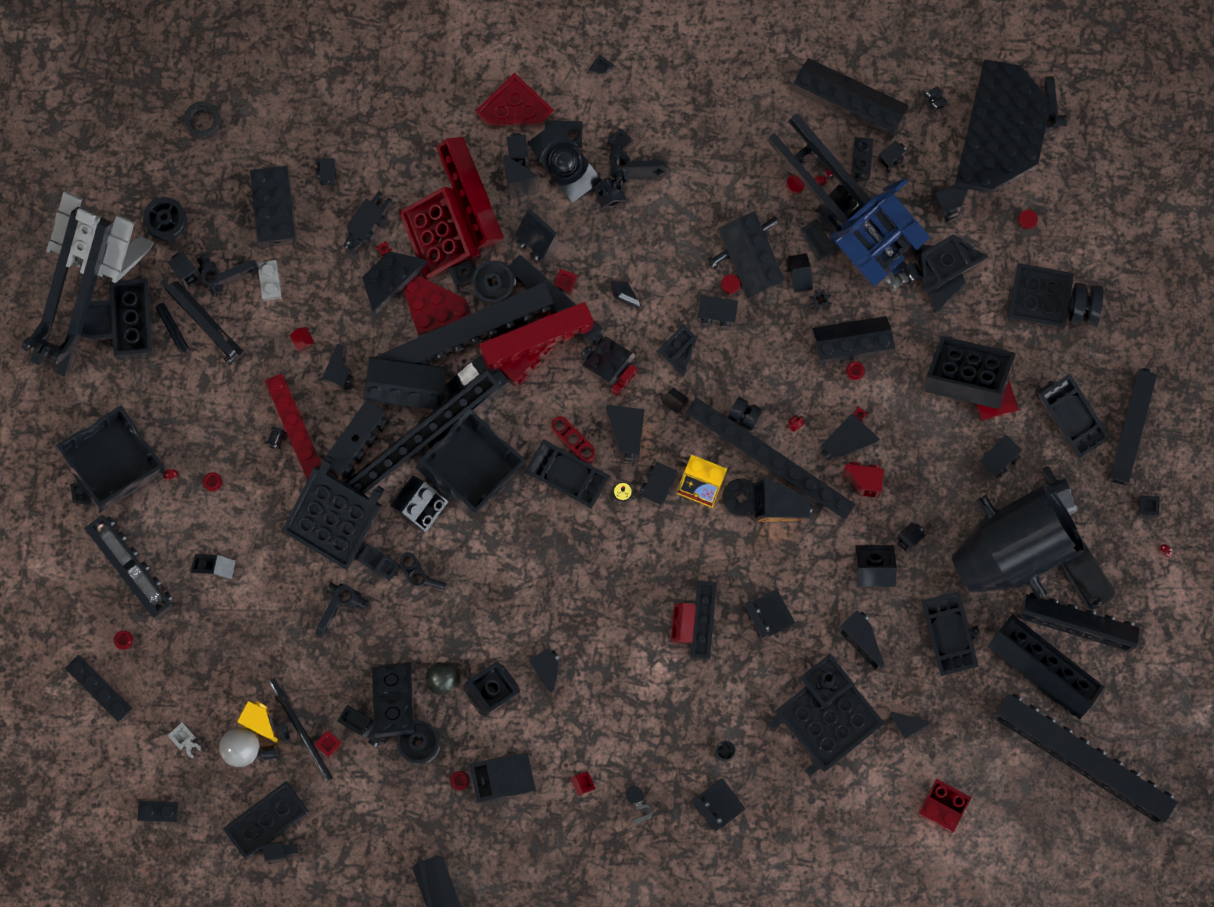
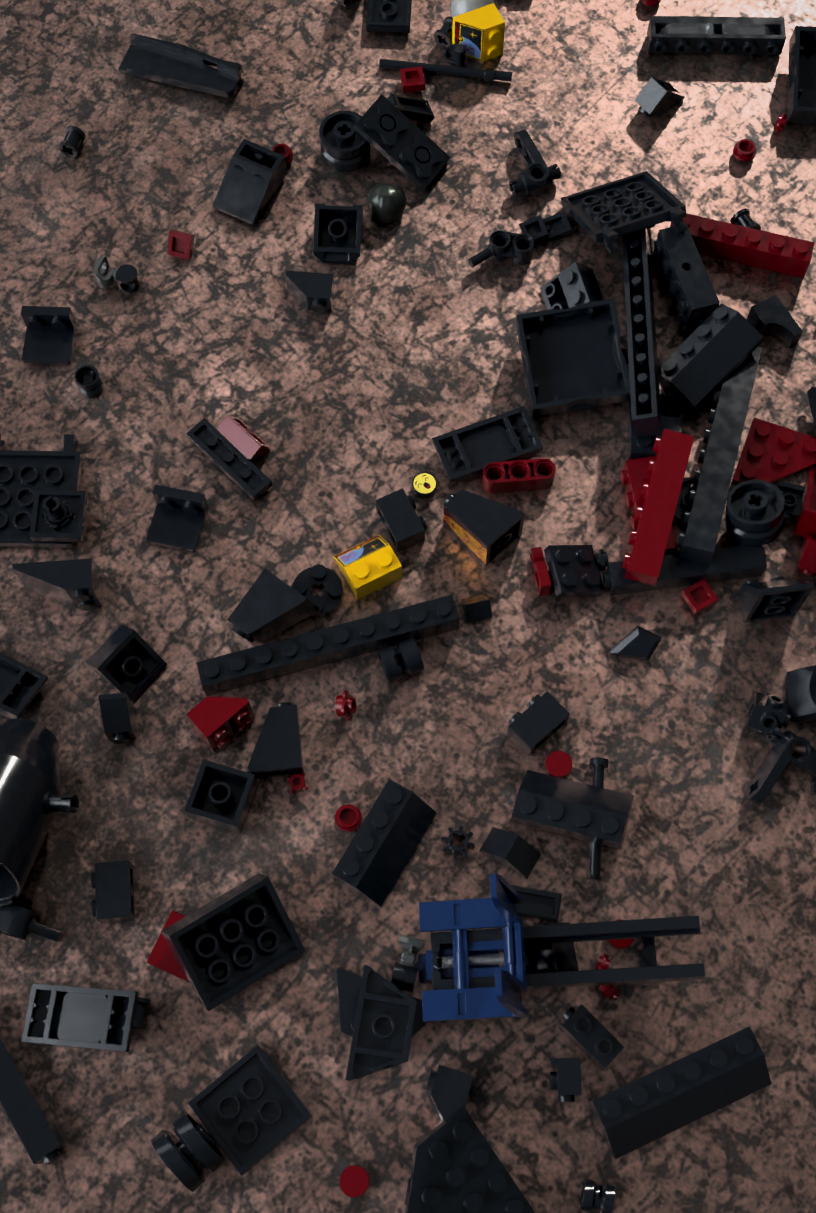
camera: 130 degrees right, 10 degrees down
(678, 349) = (528, 651): black wing -> none
(903, 443) = (221, 796): none -> black brick

